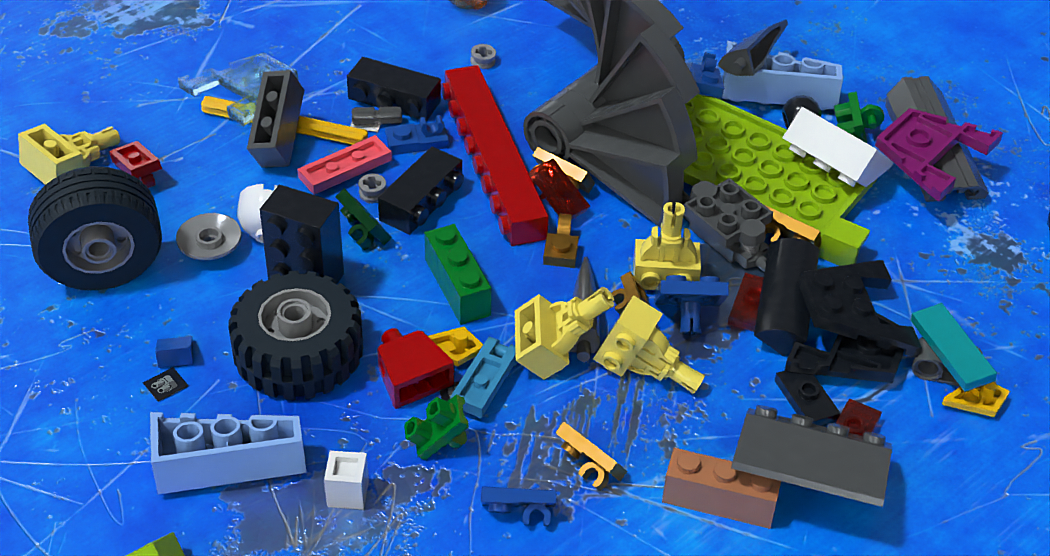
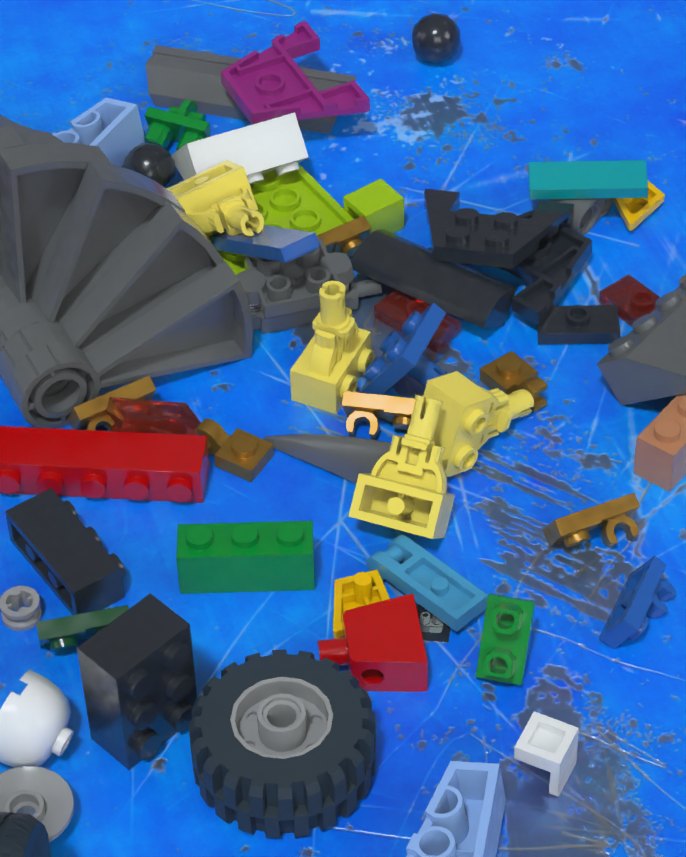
camera: 65 degrees left, 0 degrees up
(721, 372) = (511, 374): none -> pearl gold plate
(734, 178) = (270, 244): none -> blue tile
(768, 145) = (220, 200): none -> light yellow brick

